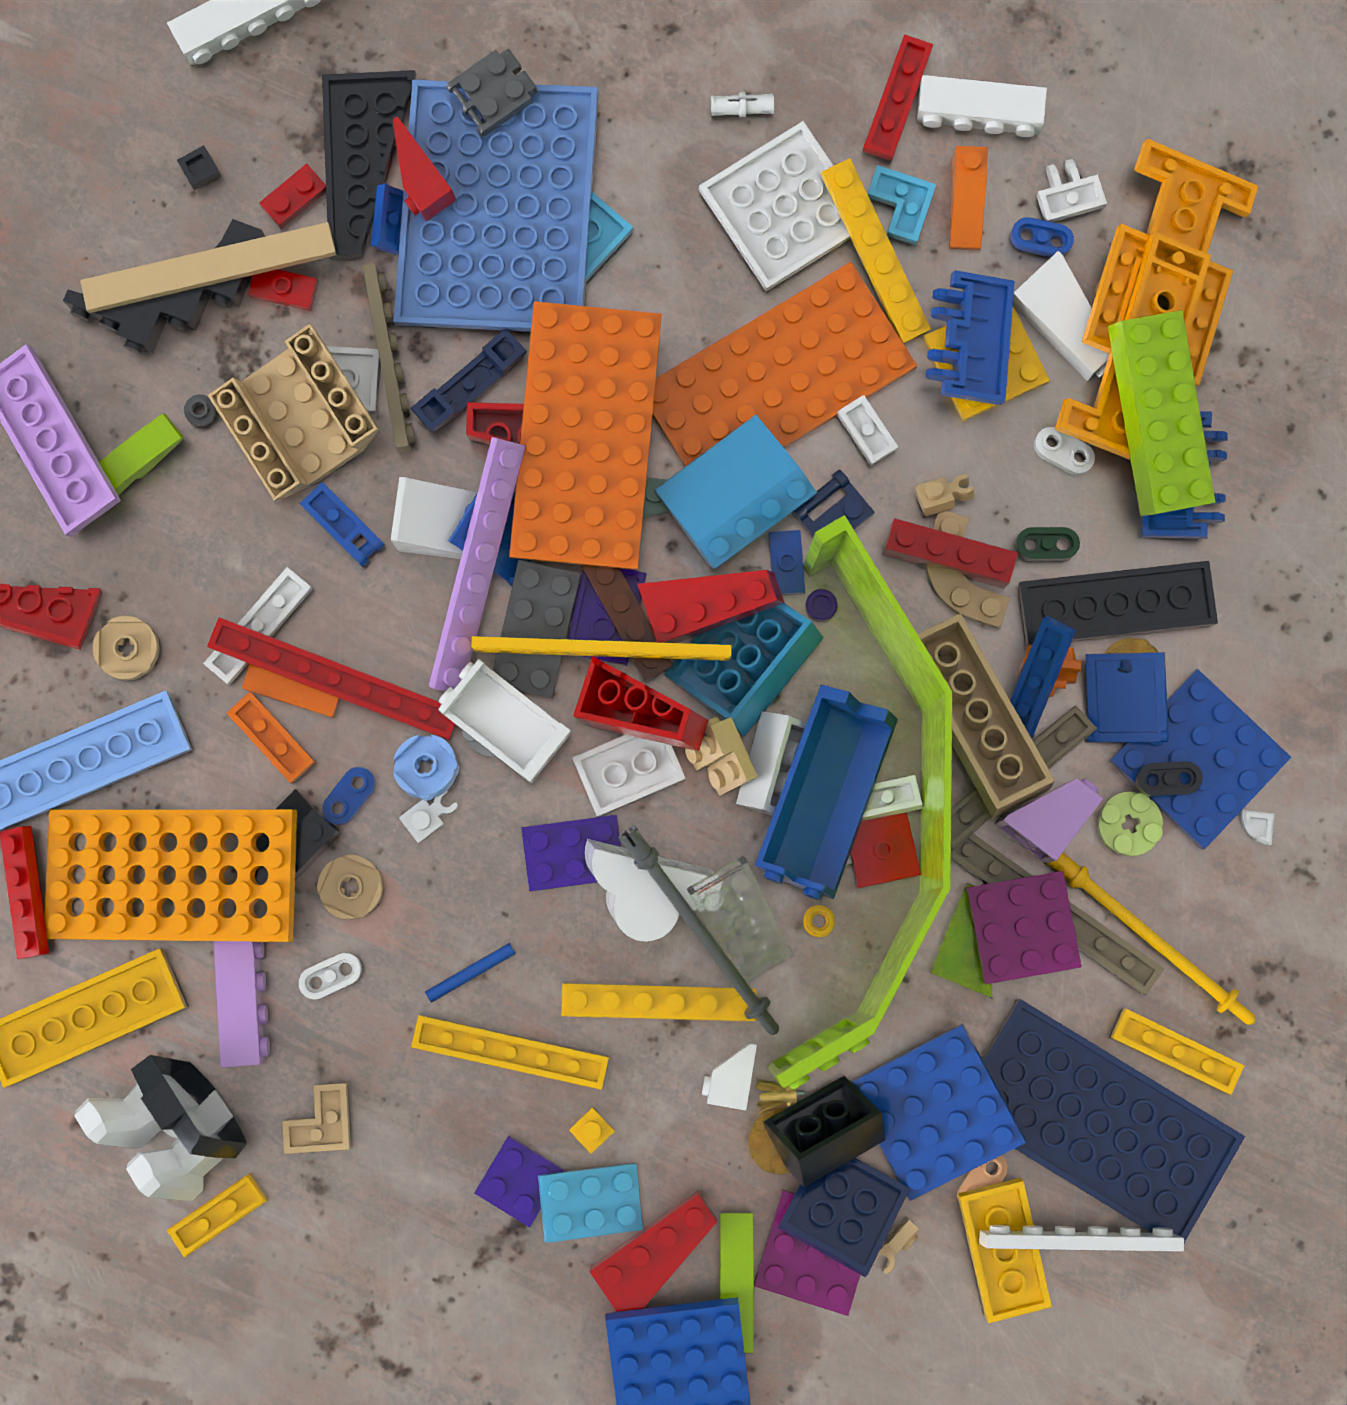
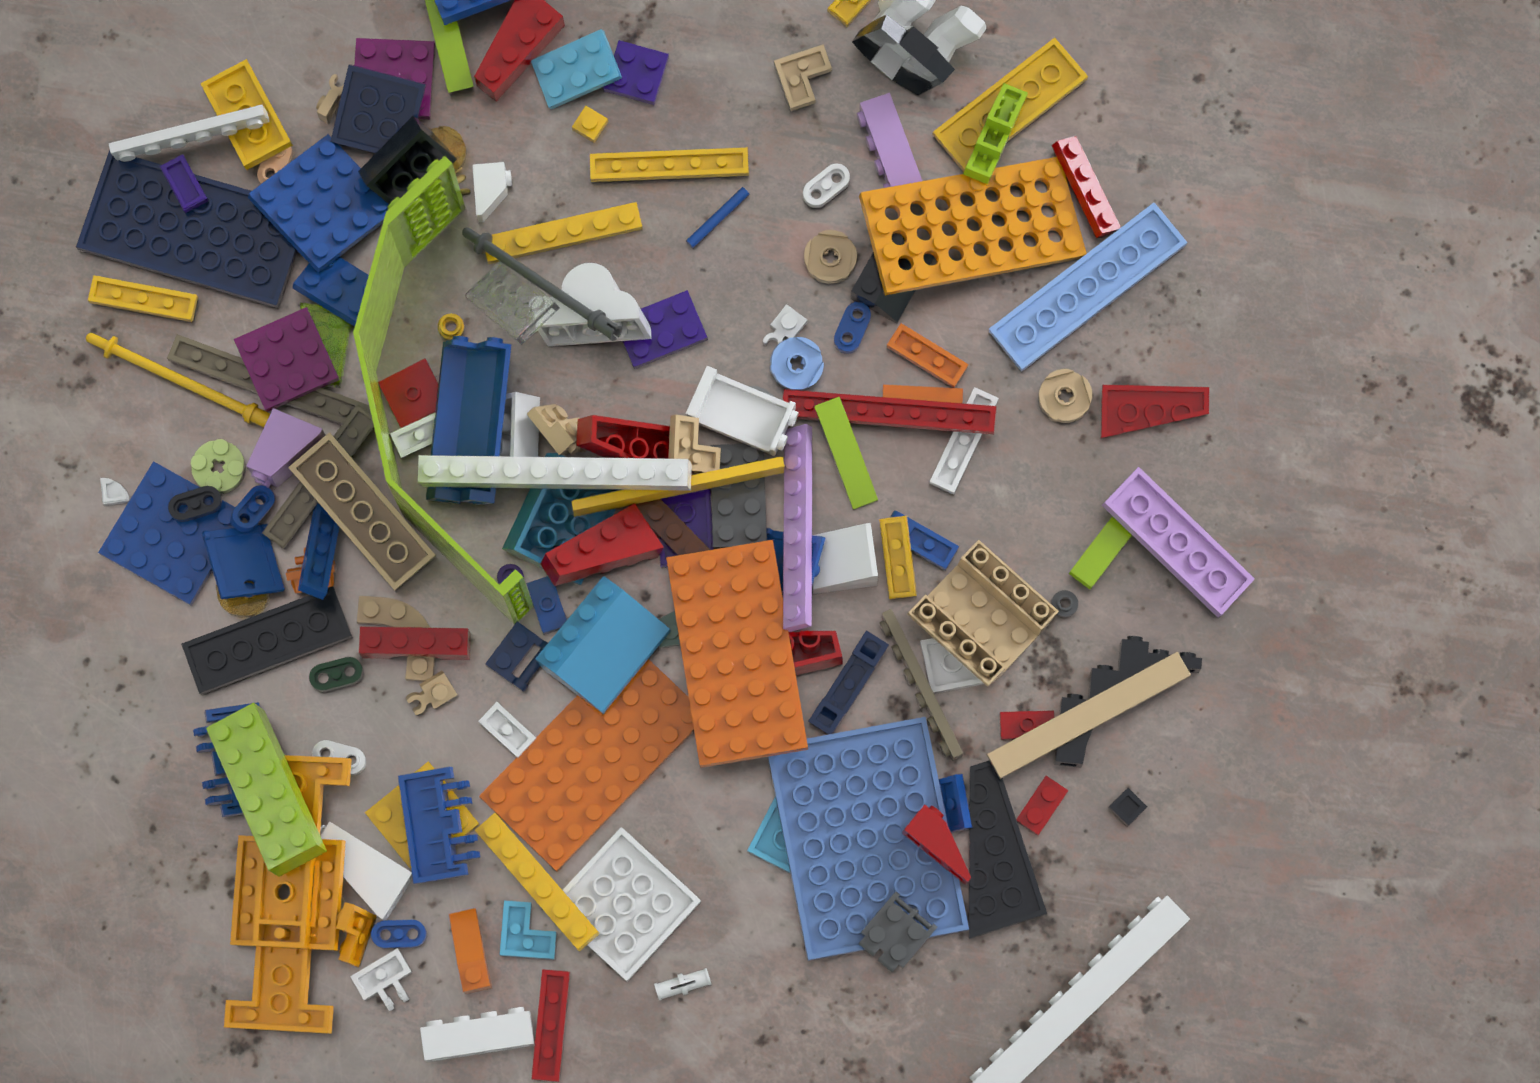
camera: 170 degrees right, 5 degrees down
(108, 981) = (995, 133): none -> lime slope
(372, 508) = (898, 557): none -> yellow tile
(397, 645) = (846, 453): none -> lime slope
(582, 688) = (684, 445): none -> tan plate
(626, 771) = (638, 397): white plate -> none
(742, 691) = (554, 472): none -> white brick
(940, 998) = (335, 288): none -> blue plate
(1094, 245) = (358, 926): none -> light orange plate
(1099, 1181) = (183, 183): none -> dark purple tile
(1102, 758) = (251, 510): none -> blue plate

